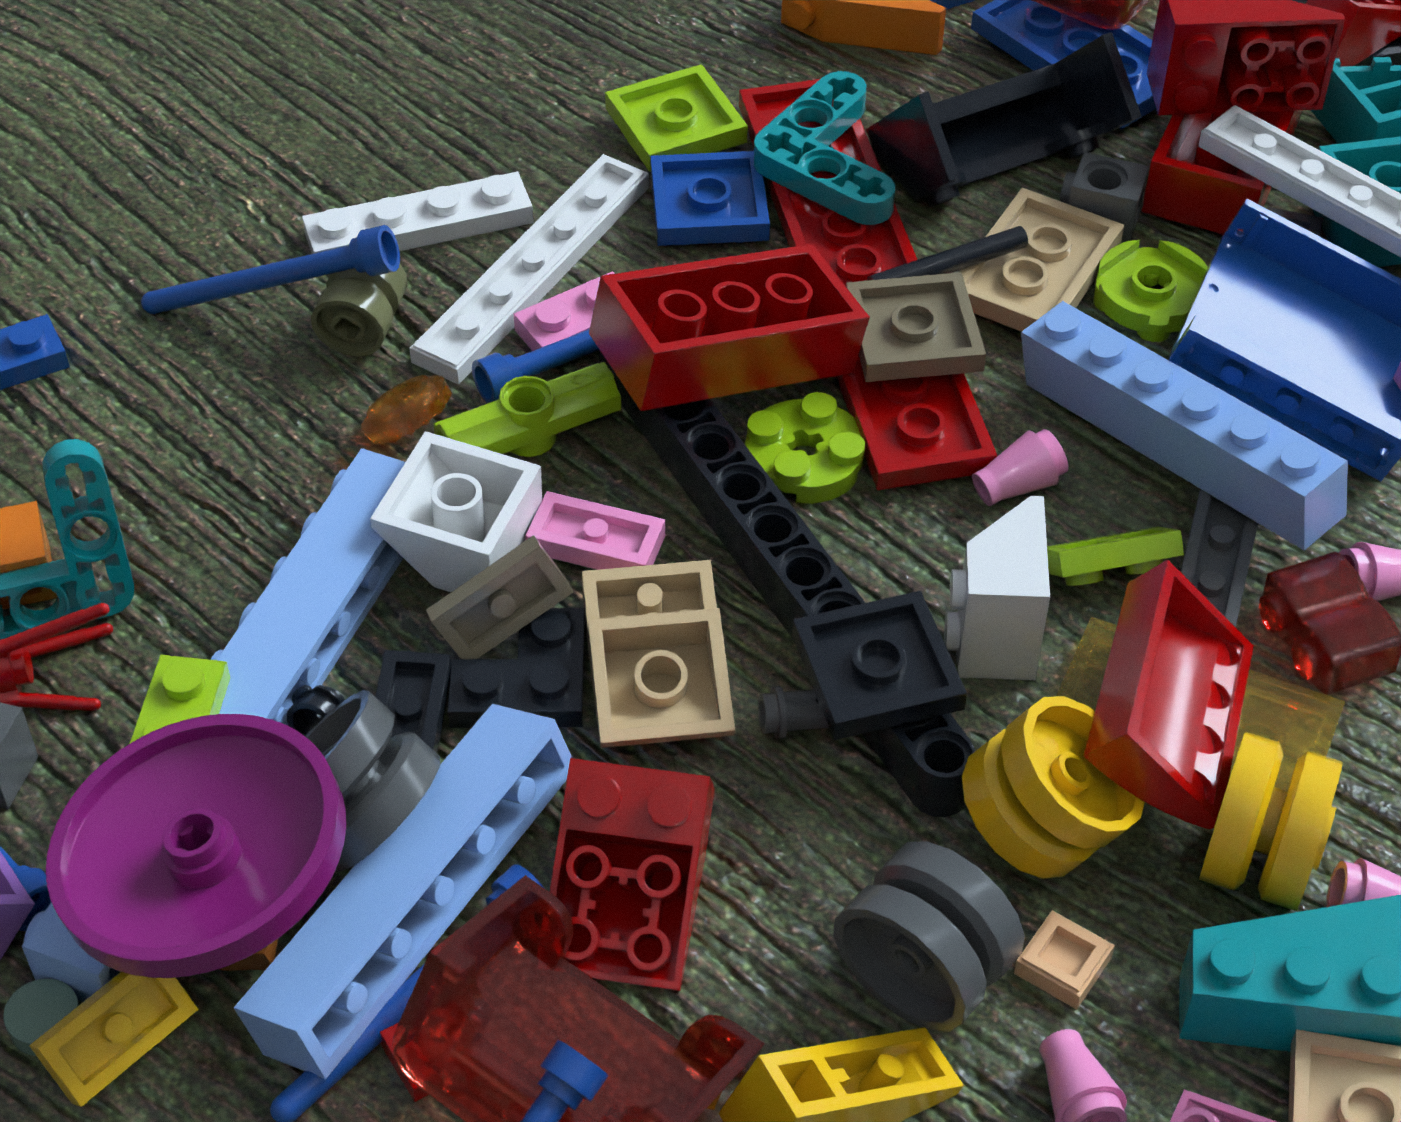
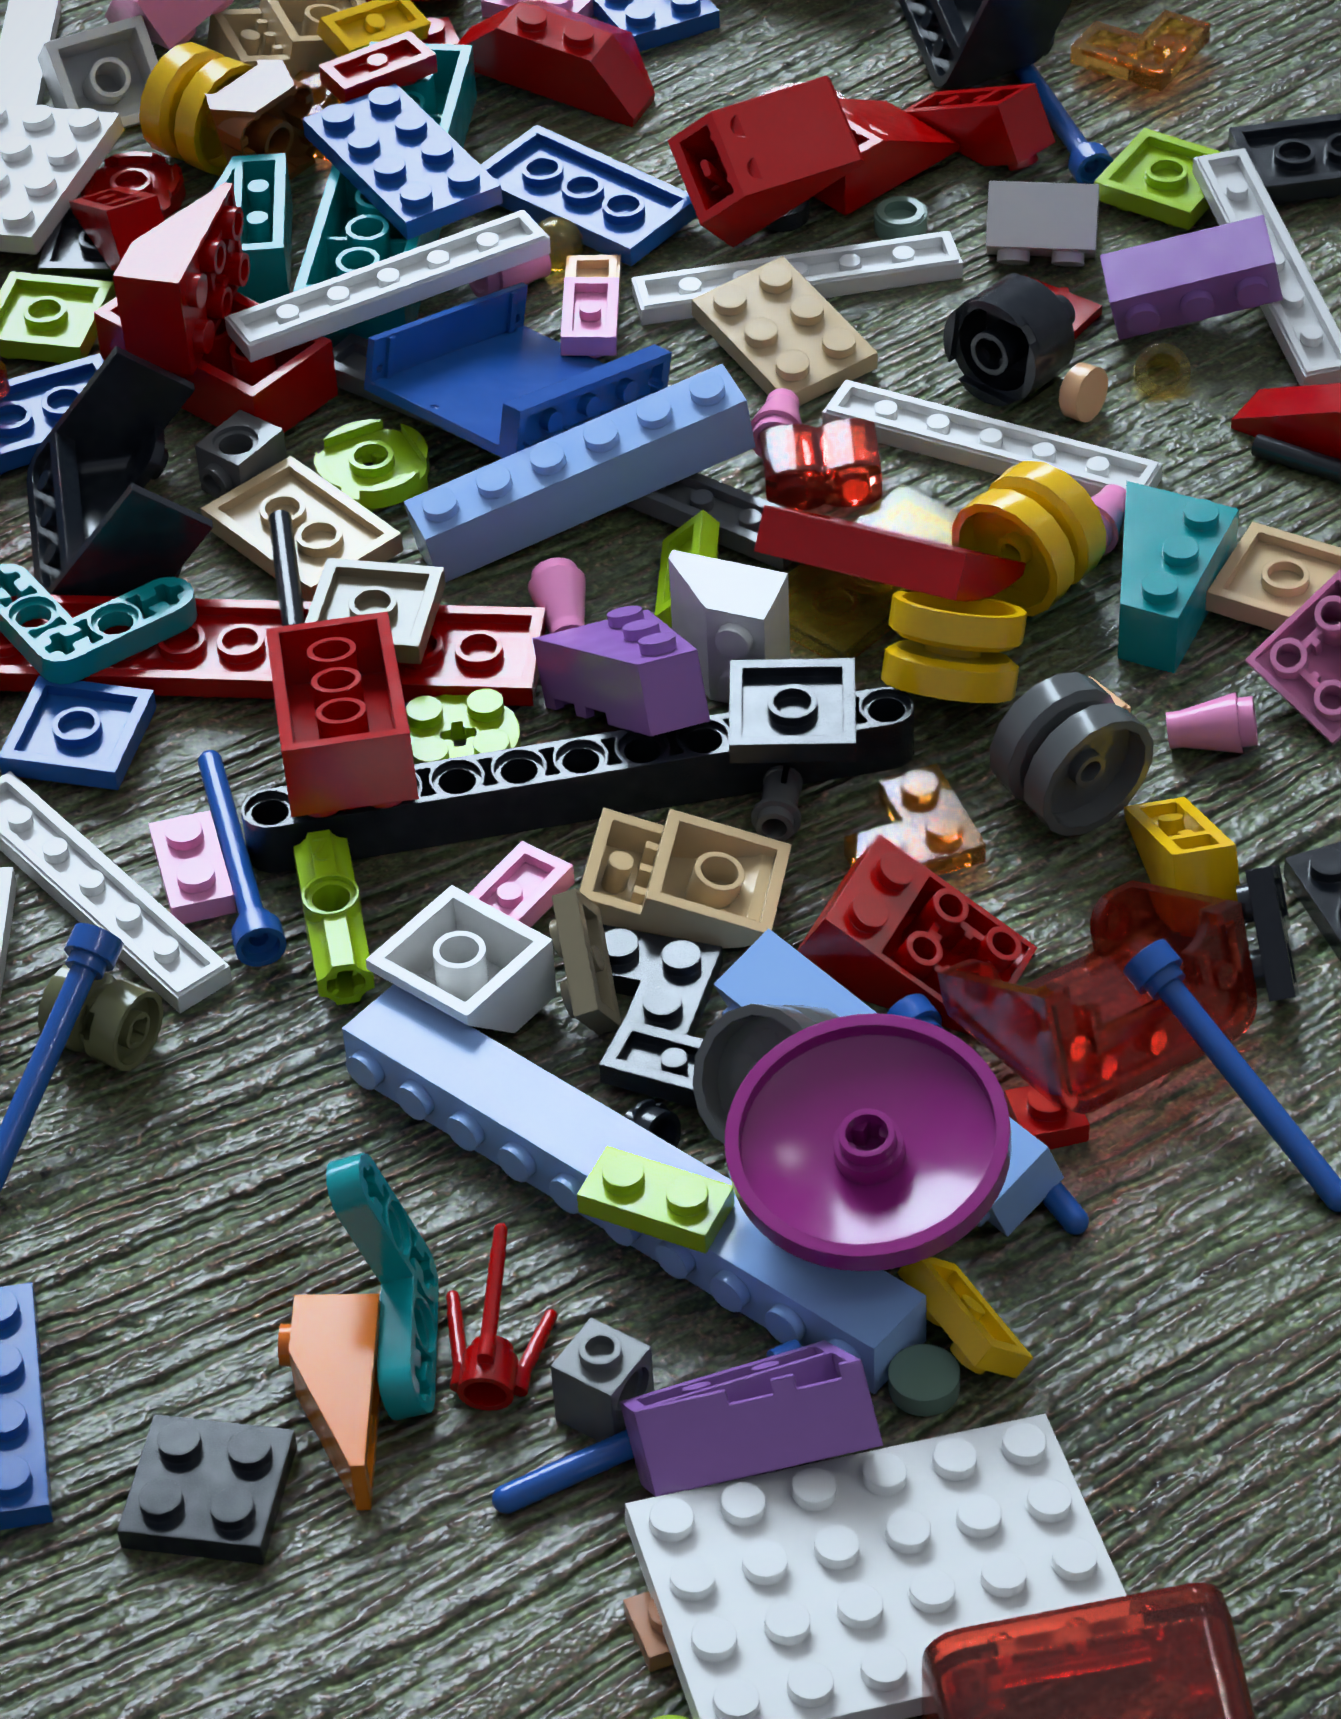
camera: 70 degrees left, 5 degrees down
(405, 408) = (257, 1002): clear orange gear -> none
(806, 856) = (926, 823): none -> clear orange plate
(896, 530) = (628, 669): none -> medium lavender wedge

